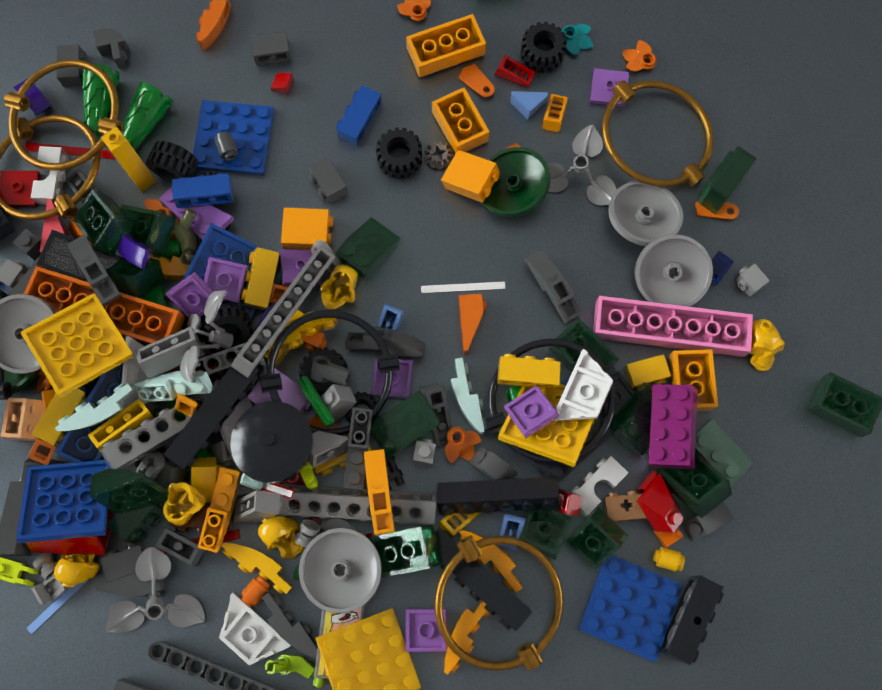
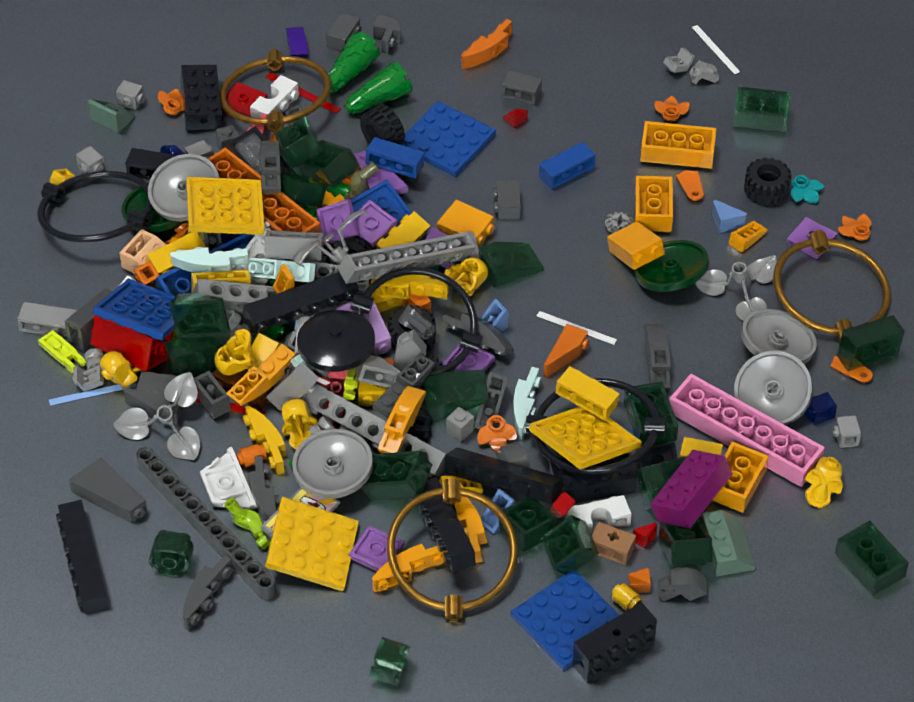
camera: 30 degrees right, 25 degrees down
(20, 102) = (345, 78): pearl gold piece -> none
(128, 159) = (348, 110): yellow slope -> none
(133, 251) = (310, 168): dark purple slope -> none
(226, 146) = (436, 136): dark grey brick -> none
(316, 401) = (391, 336): green axle -> none
(394, 140) = (583, 204): black tyre -> none
(507, 74) = (718, 186): red slope -> none
(531, 411) = (570, 417): medium lavender plate -> none
(584, 391) = (624, 423): white wing -> none
(660, 506) = (643, 548): red slope -> none

